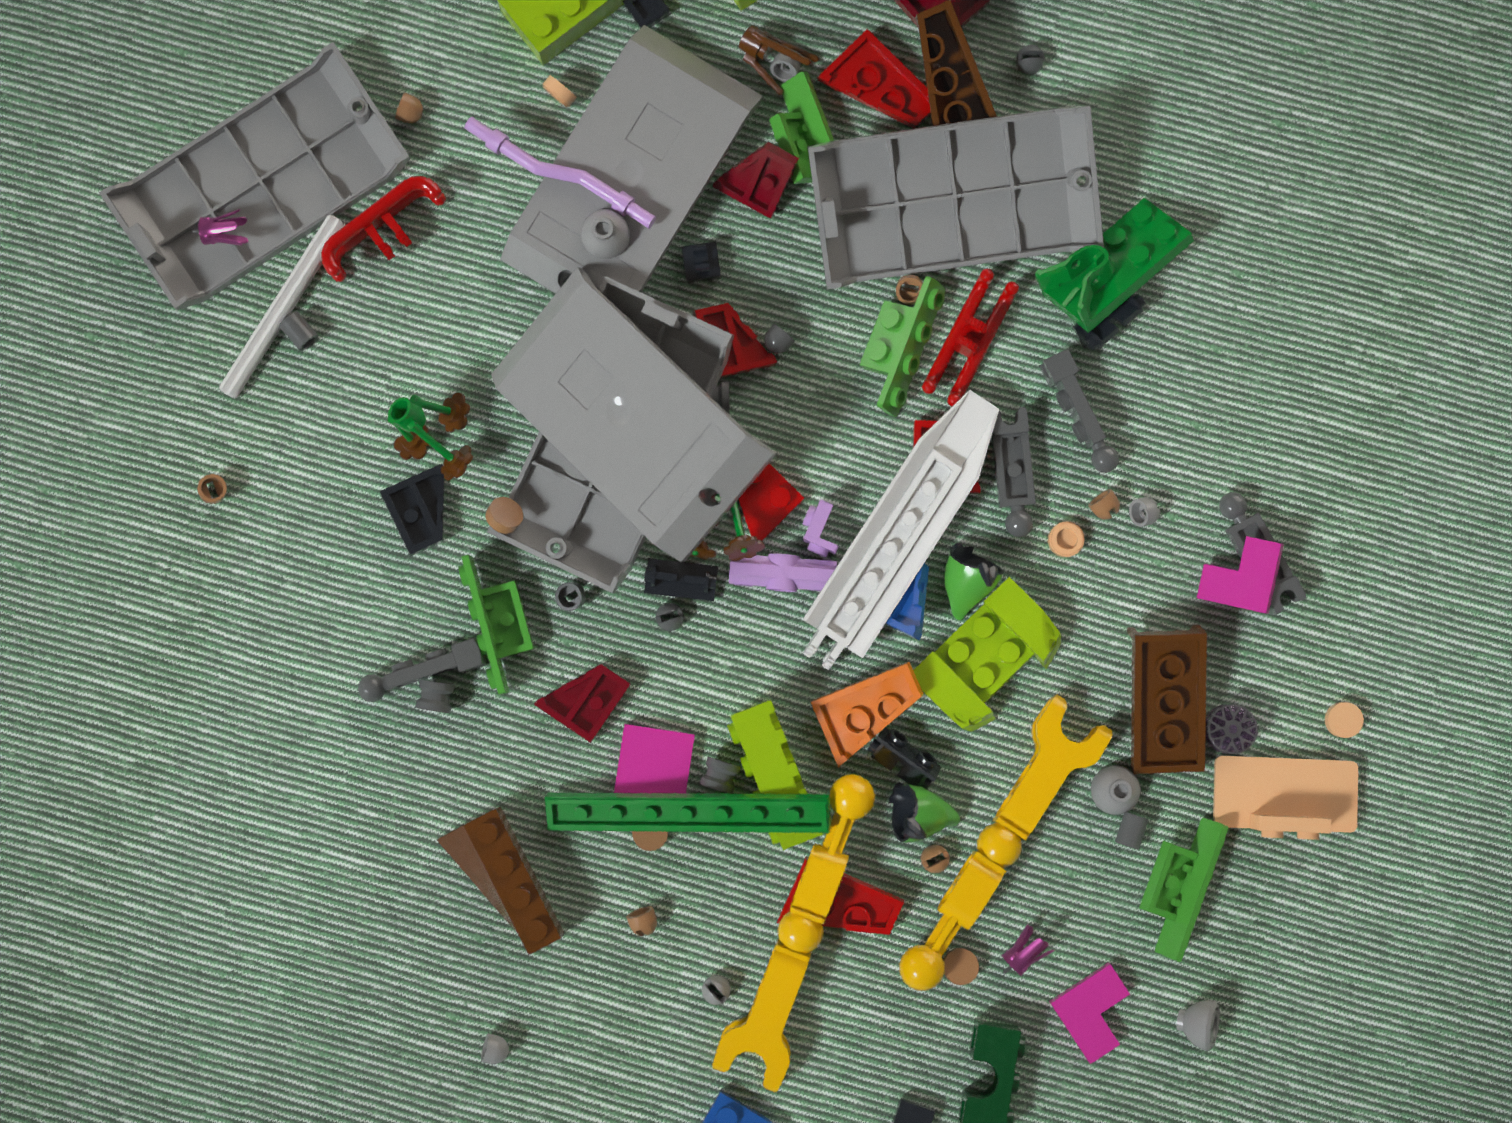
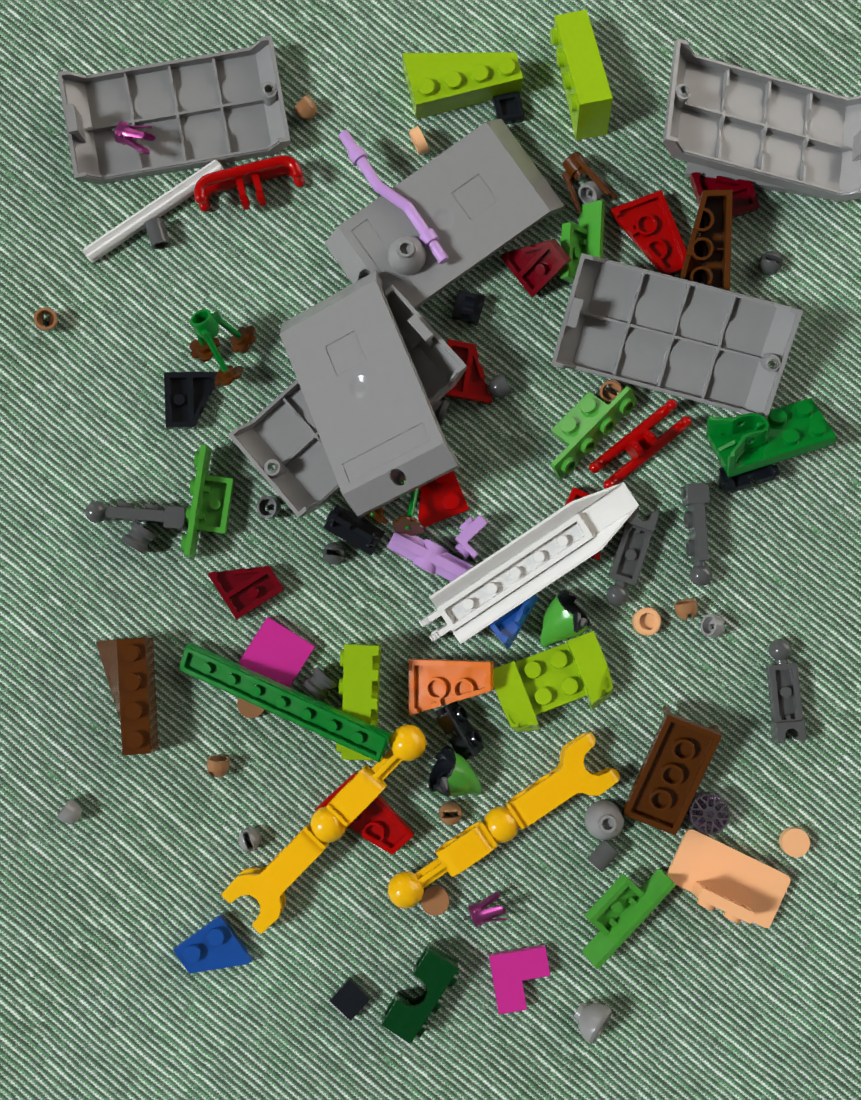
camera: 20 degrees right, 0 degrees up
(504, 515) = (245, 427): medium nougat tile -> none
(1252, 584) = (770, 713): dark pink tile -> none

